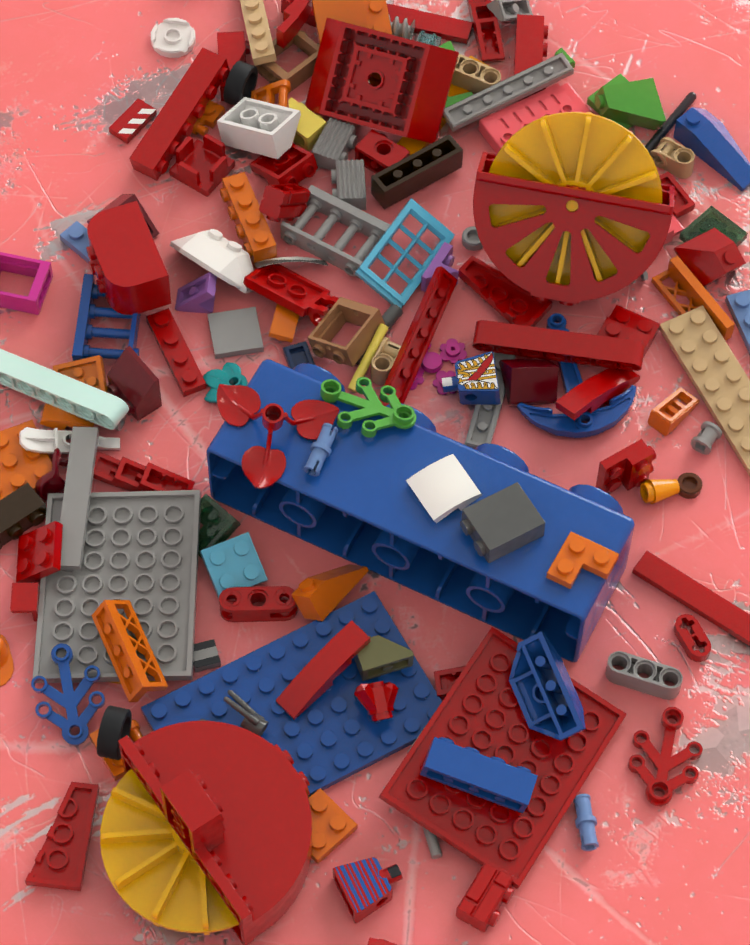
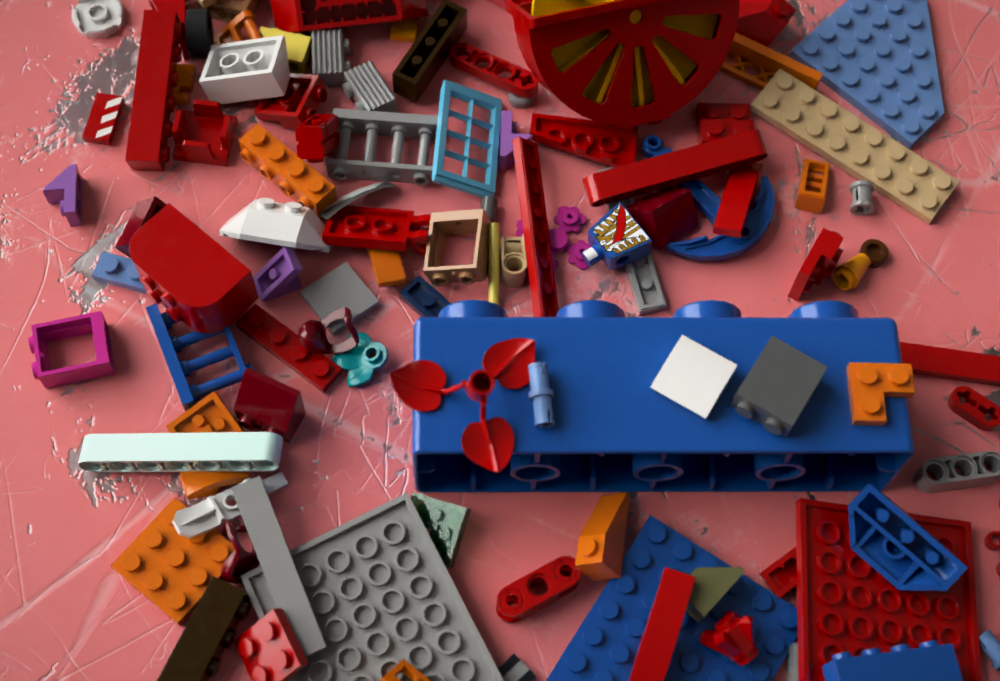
camera: 30 degrees left, 5 degrees up
(74, 167) = (67, 191): none -> medium lavender slope
(137, 477) = (330, 508): red slope -> none
(197, 349) = (313, 334): none -> dark red piece
(233, 564) = (487, 559): medium azure plate -> none
(379, 151) = (382, 47): red brick -> none
(398, 415) = (597, 318): bright green plant -> none
(456, 210) = (490, 74): none -> red beam

